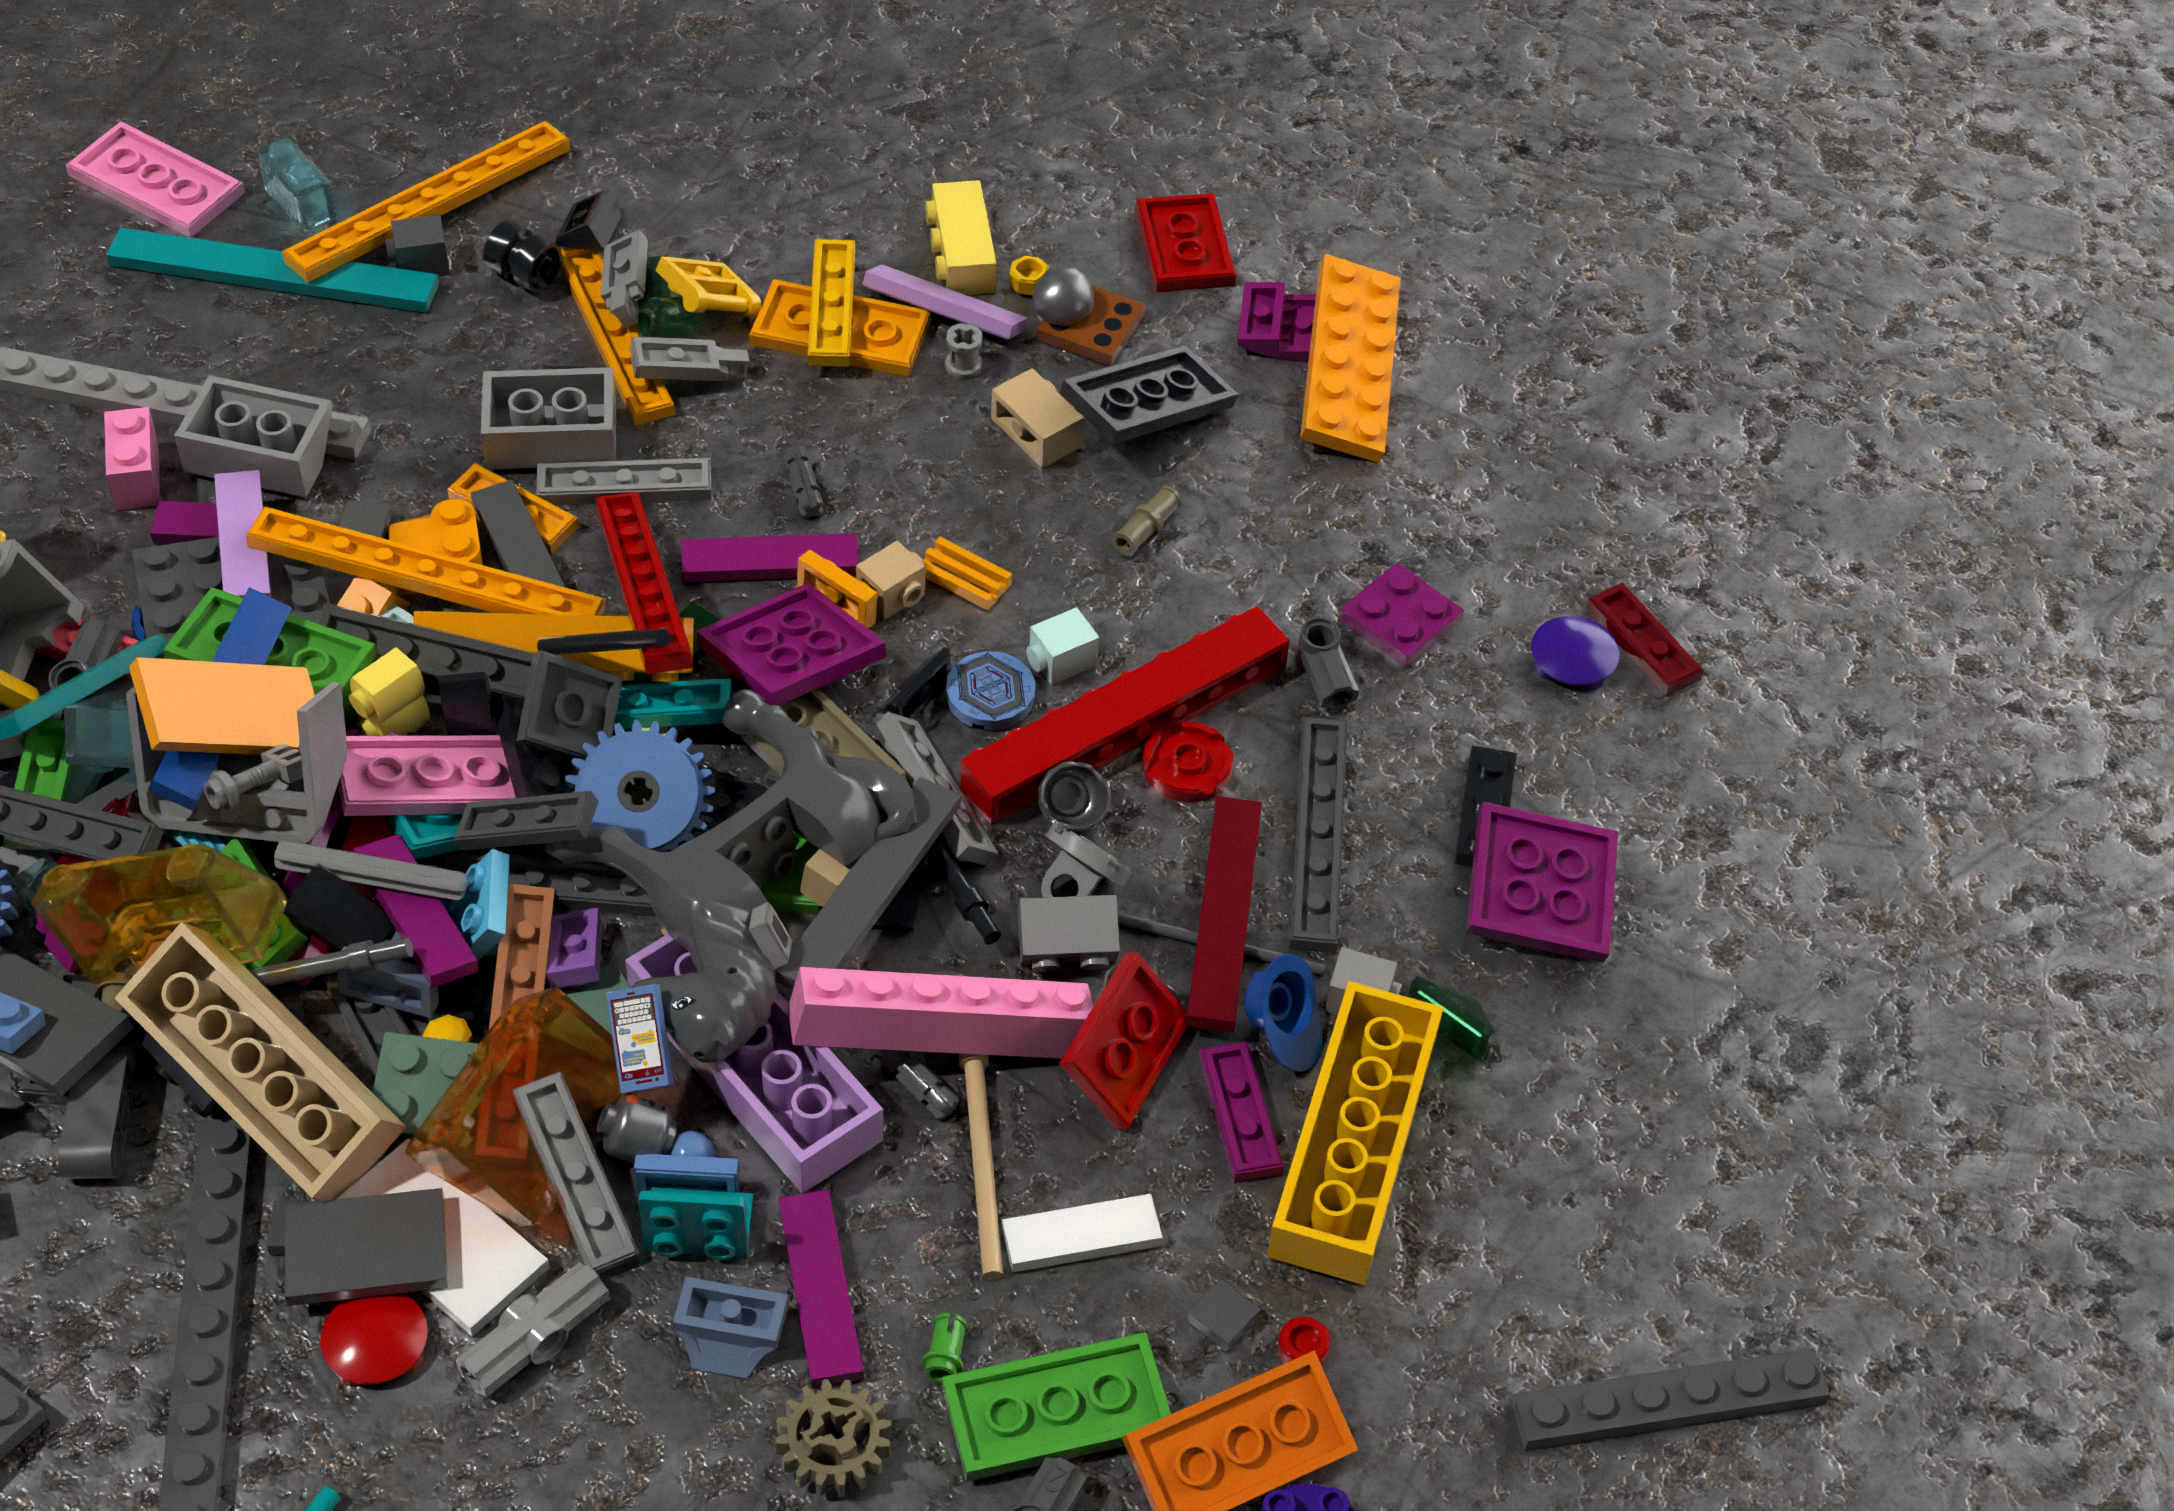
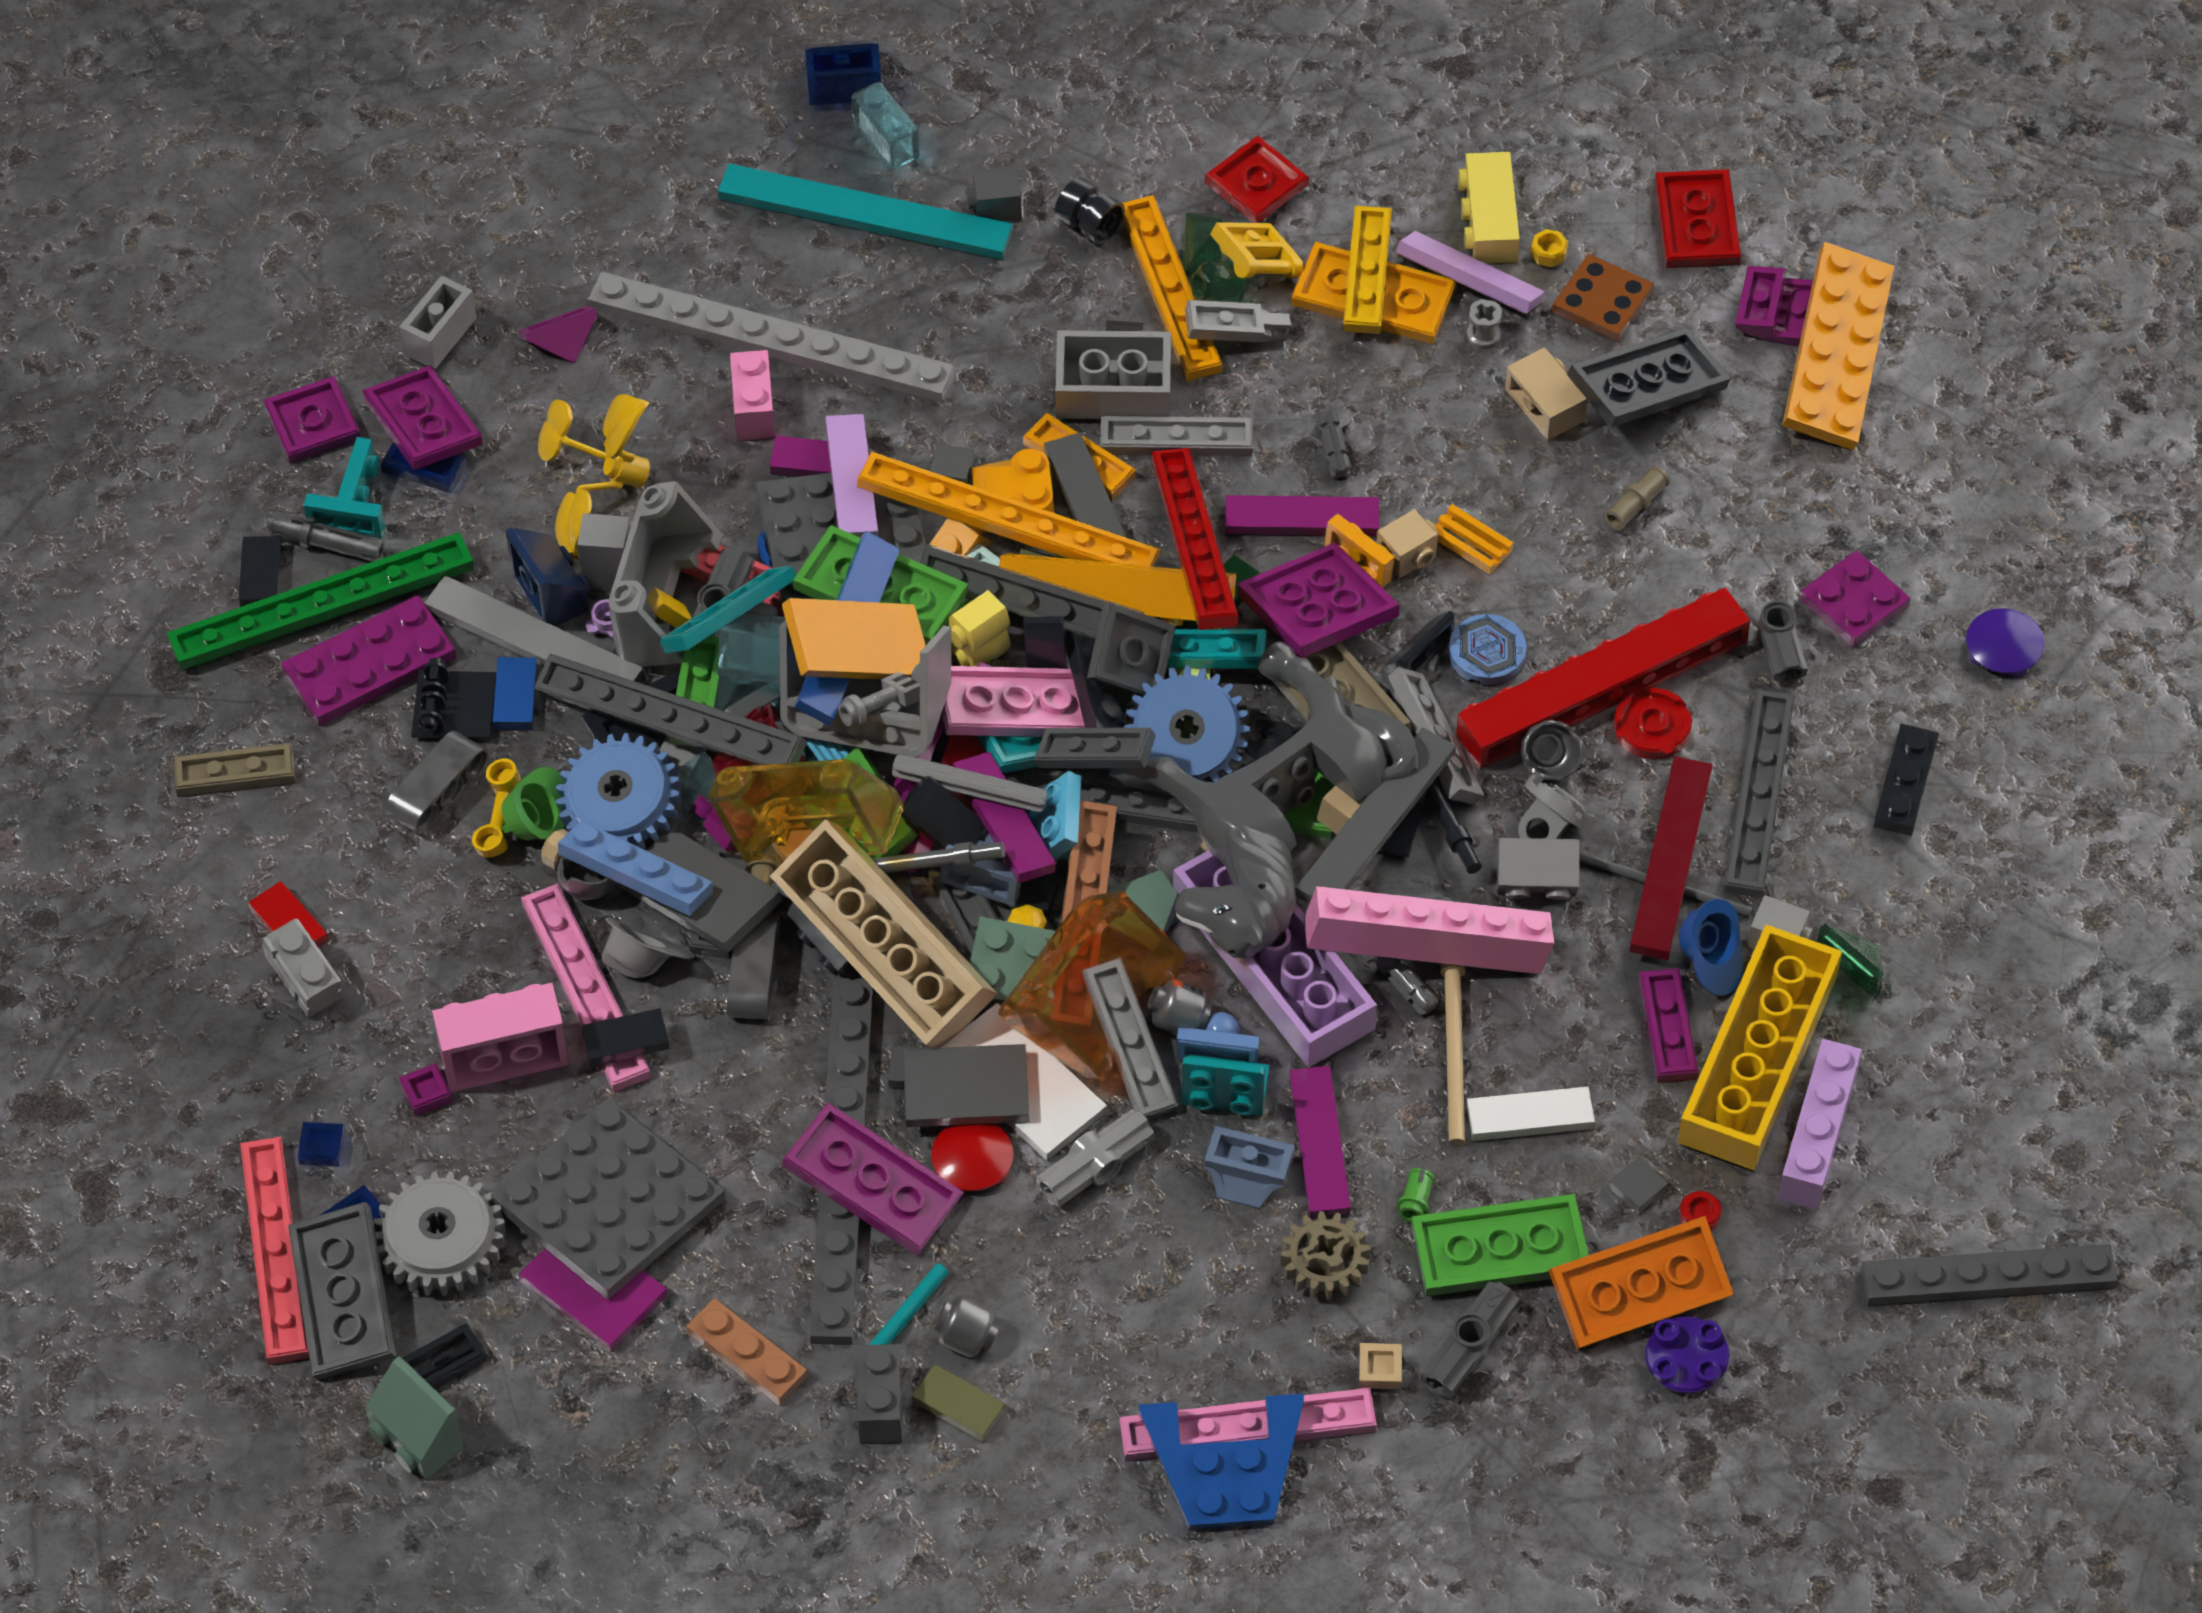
camera: 10 degrees right, 5 degrees up
(155, 179) = (756, 112): bright pink tile -> none
(239, 1379) = (872, 1179): none -> magenta tile
(242, 129) = (841, 70): none -> clear blue slope
(255, 428) = (858, 376): light grey slope -> none
(430, 197) = (1003, 146): light orange tile -> none
(574, 948) = (1131, 856): medium lavender plate -> none
(589, 223) = (1149, 177): black slope -> none
(605, 641) = (1162, 597): black bar -> none
(625, 276) = (1181, 236): light grey hinge -> none
(640, 1038) = (1186, 935): tile -> none
(707, 221) = (1256, 180): none -> red plate
(770, 935) = (1293, 857): light grey tile -> none
(1063, 296) = (1578, 274): flat silver hair -> none
(1063, 646) = (1553, 613): light aqua brick -> none
(1125, 1041) = (1578, 961): red tile -> none
(1439, 1223) = (1819, 1124): none -> lavender brick
(1543, 882) = (1944, 848): magenta plate -> none
(1644, 639) = (2069, 633): dark red tile -> none

